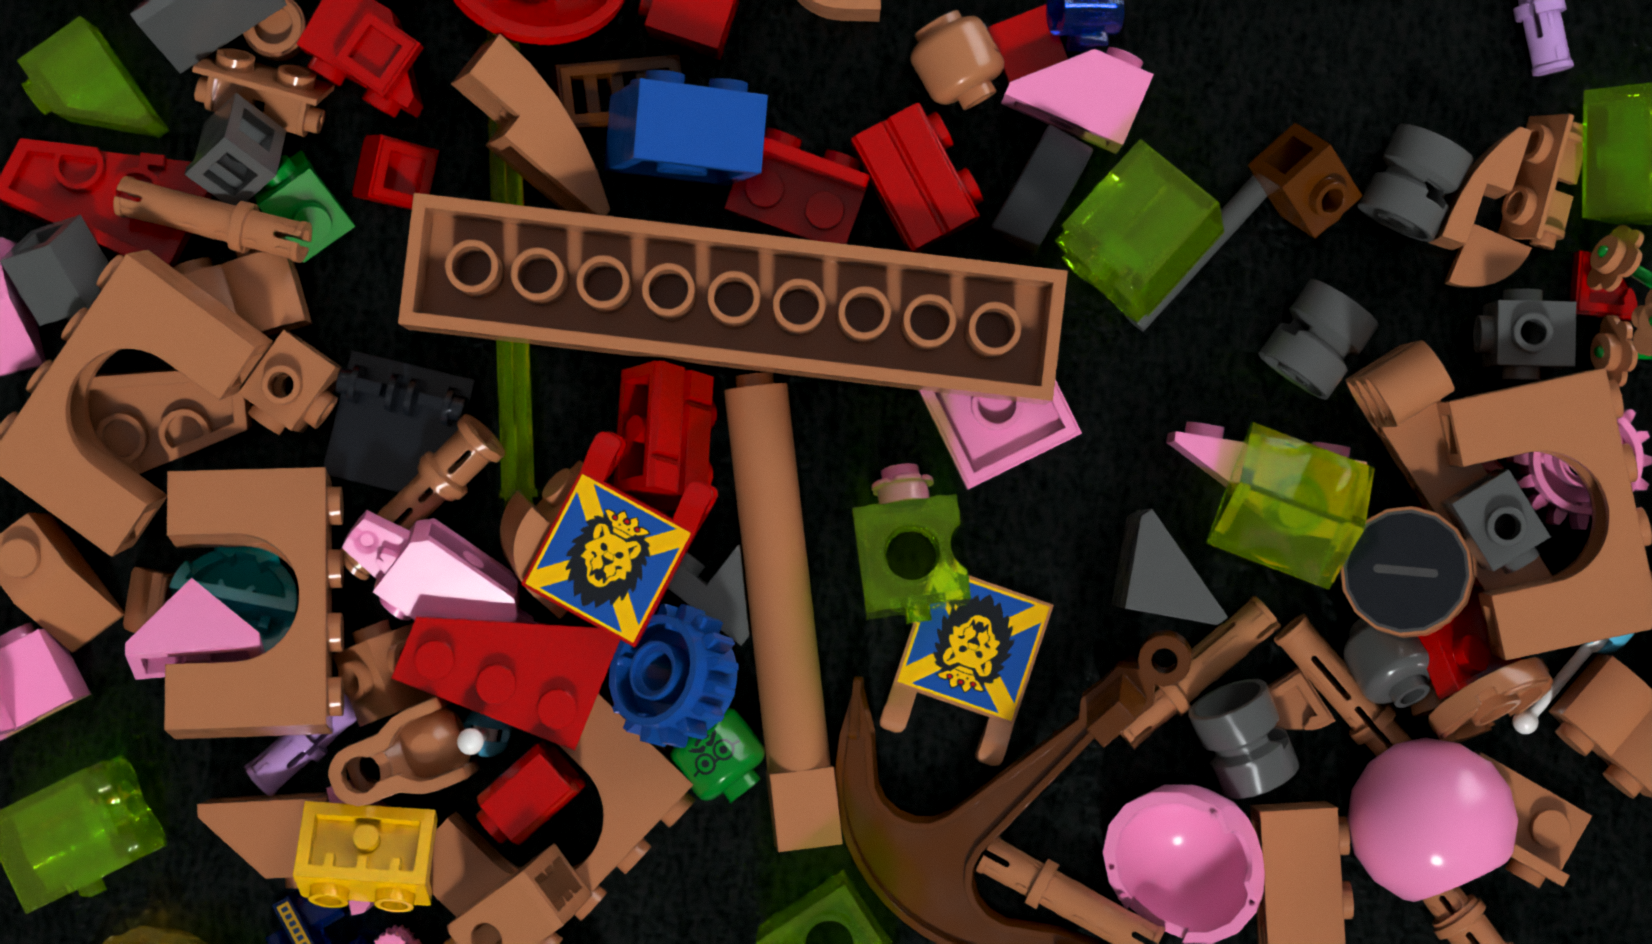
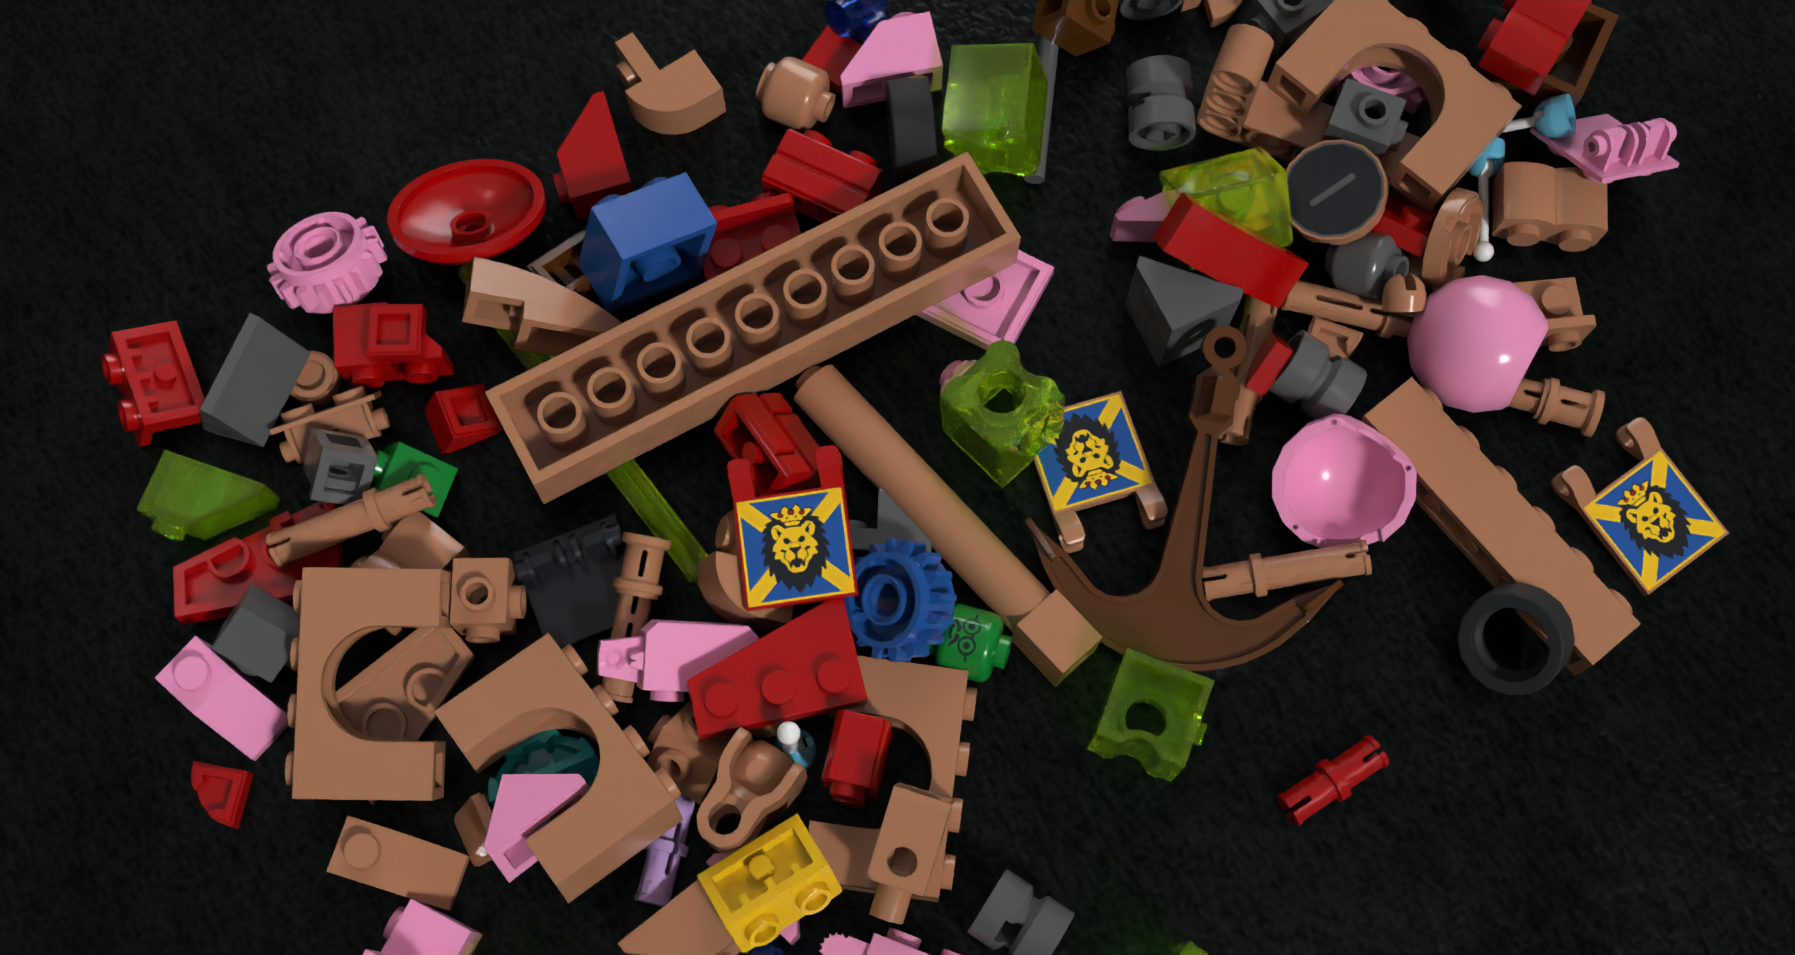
camera: 40 degrees left, 15 degrees down
(1208, 693) = (1268, 364): none -> red tile
(1245, 563) = (1229, 251): none -> red slope
(1391, 727) = (1404, 294): none -> nougat hinge

